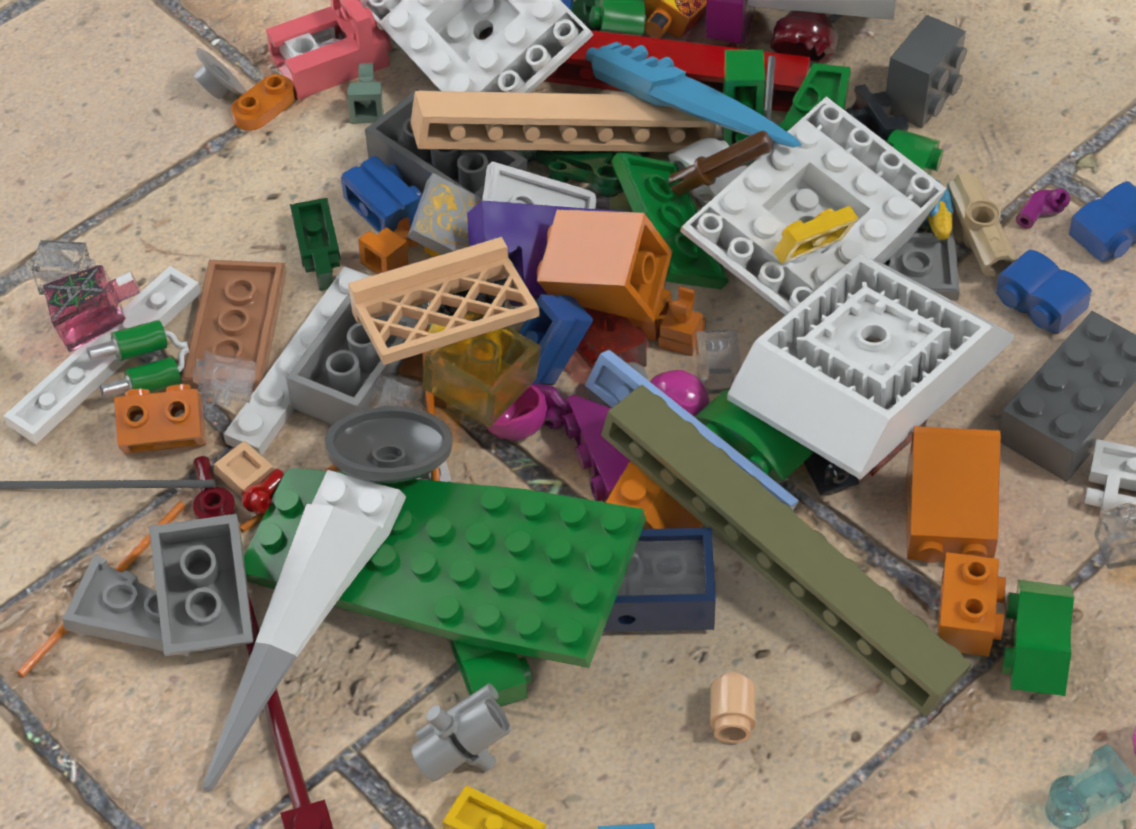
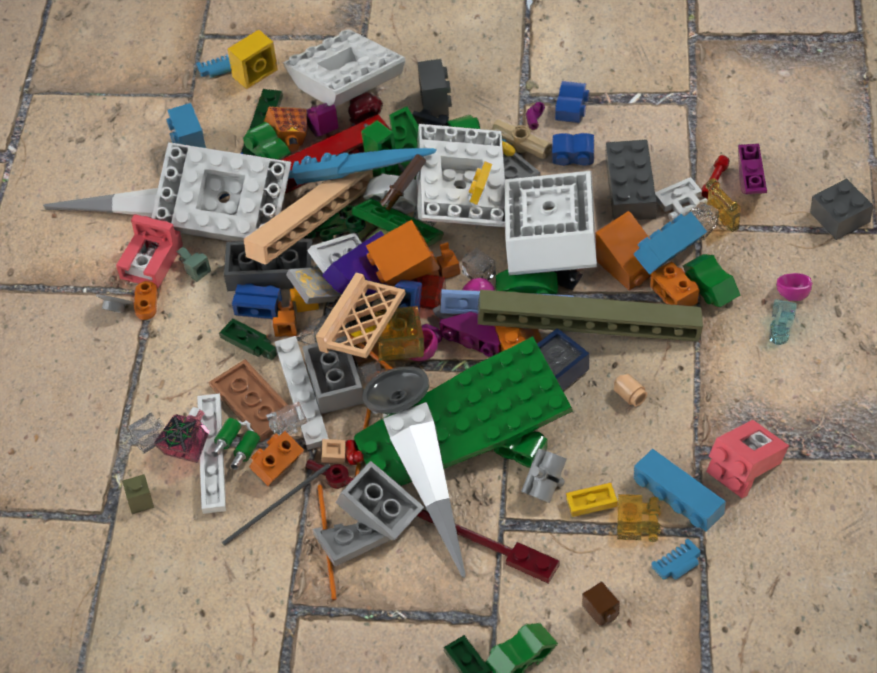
camera: 40 degrees left, 0 degrees up
(1023, 526) = (670, 242): none -> dark azure brick

